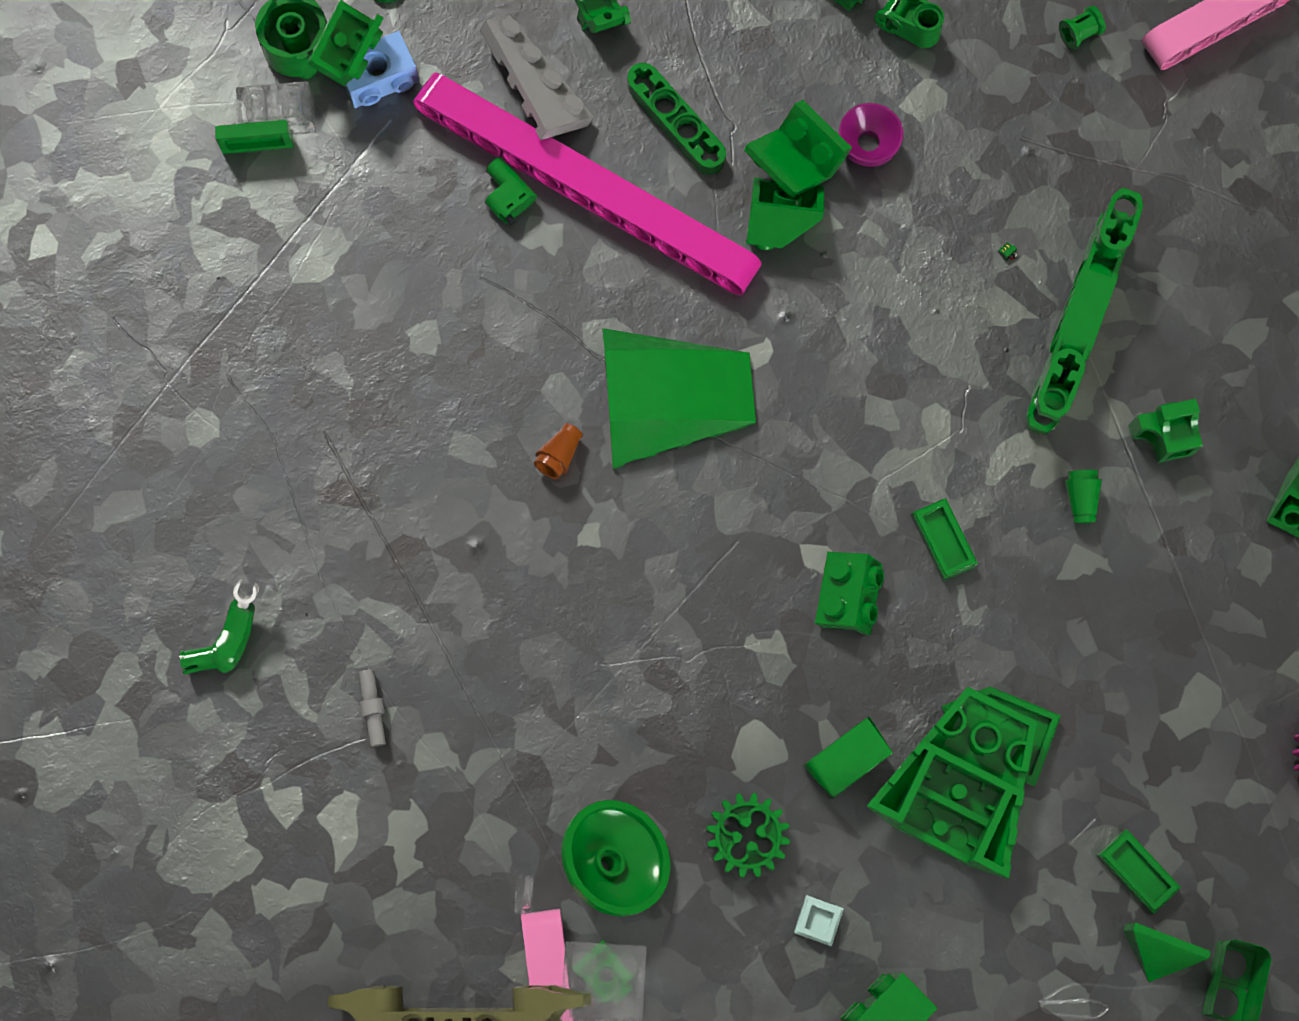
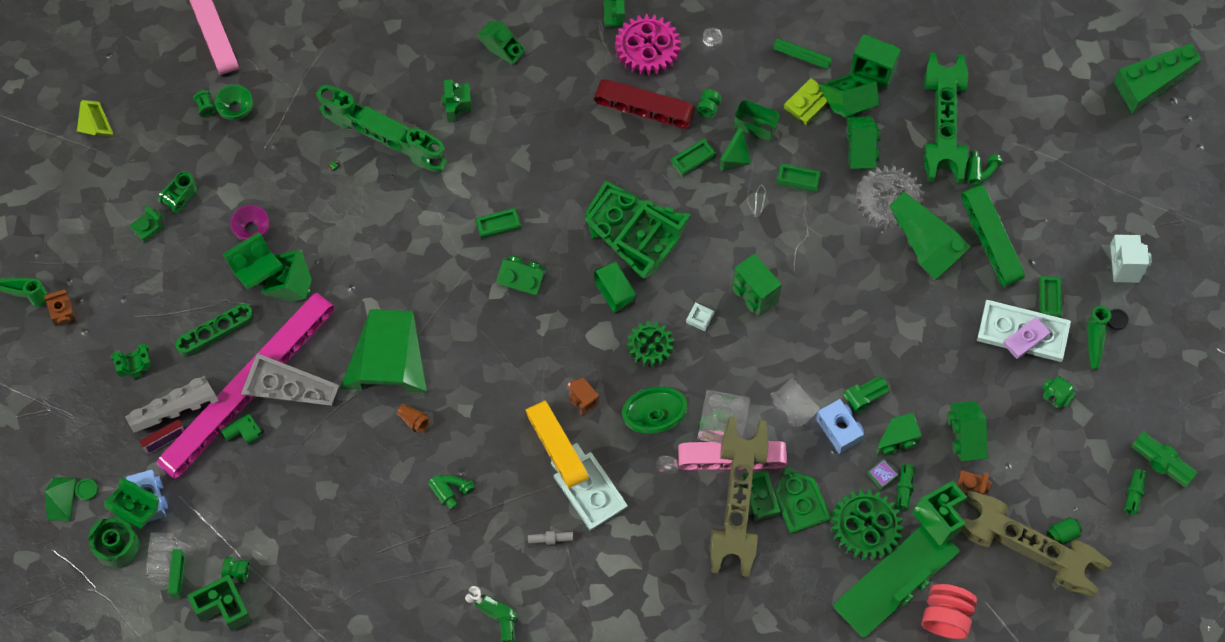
camera: 80 degrees left, 10 degrees down
(213, 213) = (220, 598): none -> green brick
(269, 221) = (237, 570): none -> green wheel
(435, 519) = (440, 487): none -> green plant
(466, 760) = (595, 498): none -> light aqua tile
(478, 73) = (162, 437): none -> tile
(527, 694) = (557, 444): none -> yellow beam
(589, 232) = (280, 381): none -> light grey wing
(633, 727) = (582, 395): none -> dark orange brick
(1083, 494) = (485, 149): green cone -> none
(1096, 57) = (233, 95): none -> green piece
(1230, 767) = (644, 104): none -> dark red beam
(1255, 888) = (709, 101): none -> green wheel

